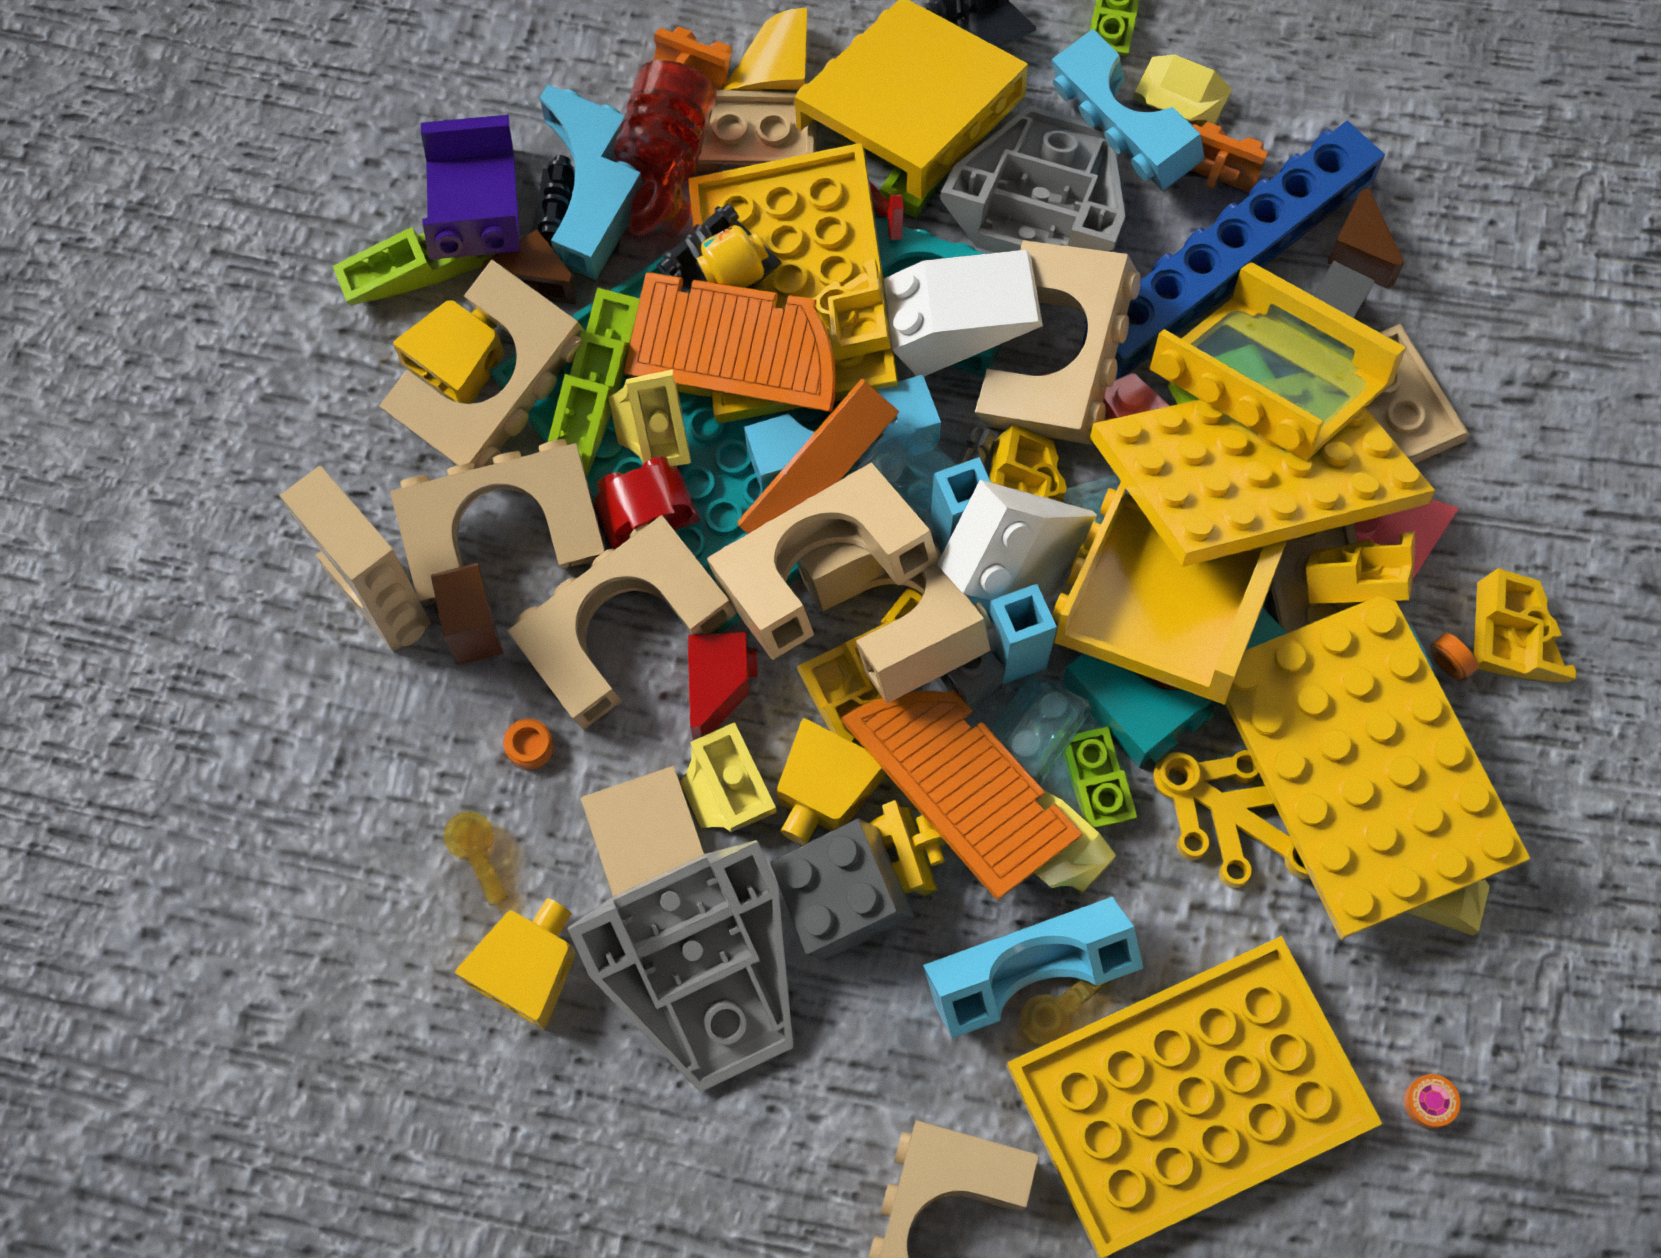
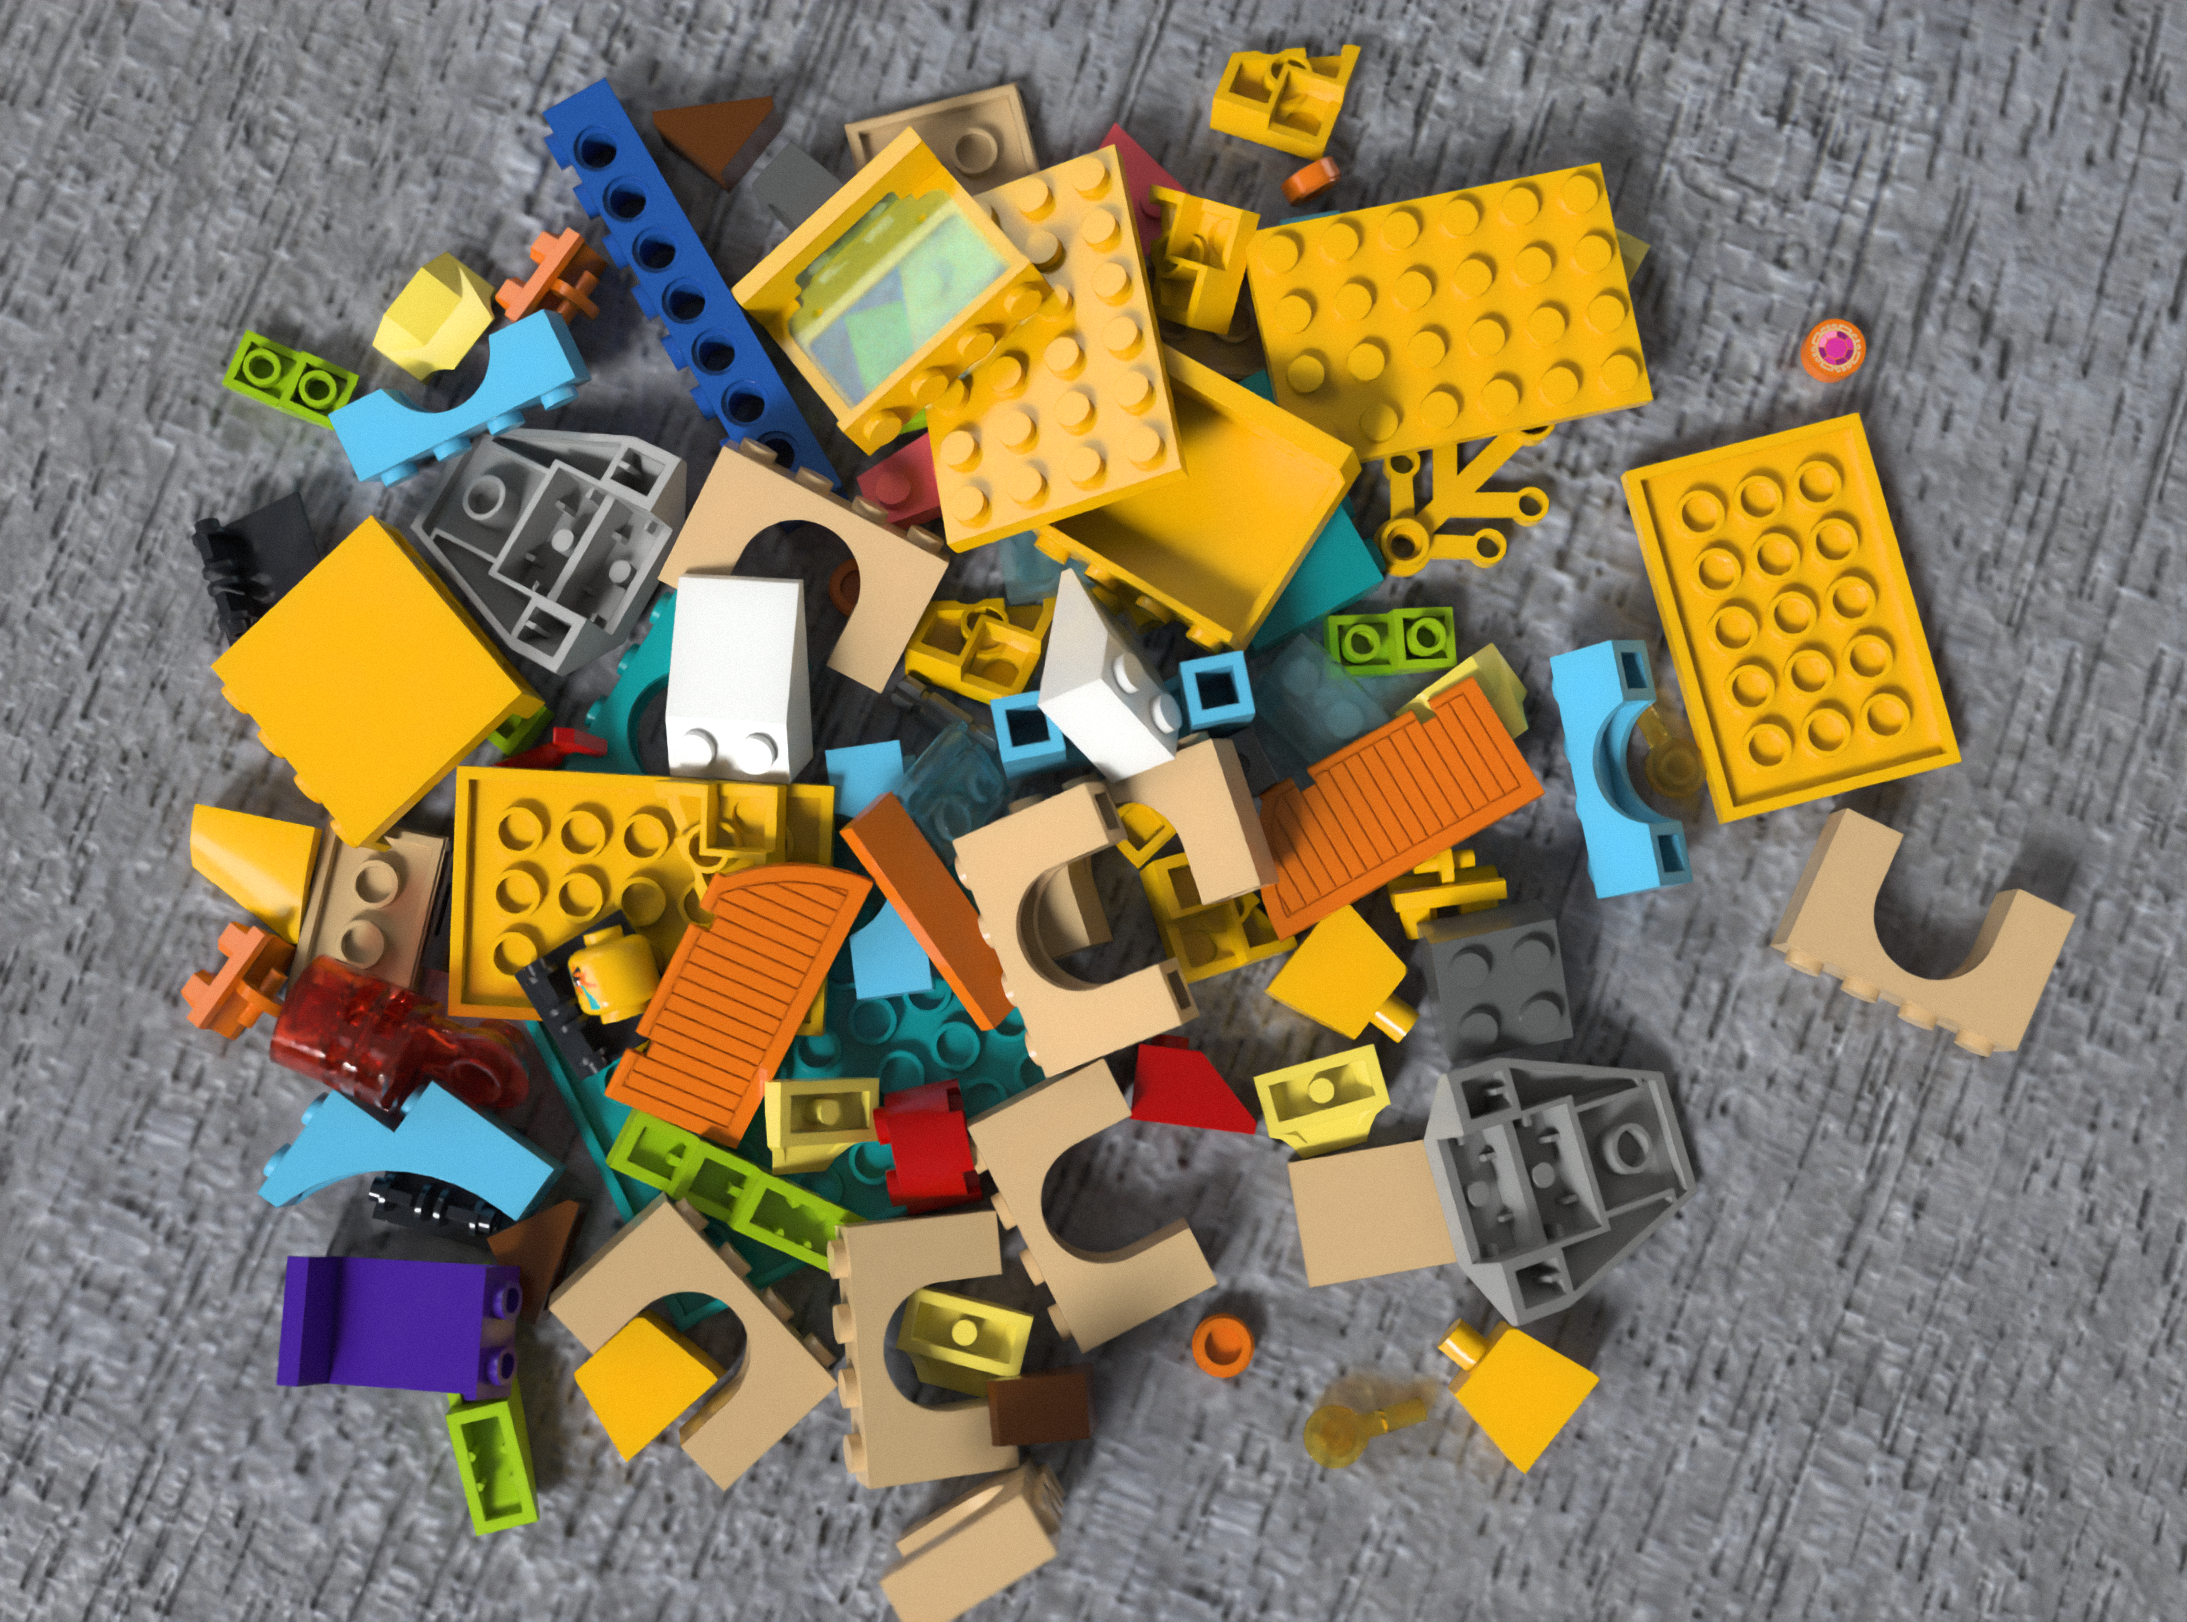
camera: 80 degrees left, 15 degrees up
(511, 553) = (962, 1339): none -> light yellow slope

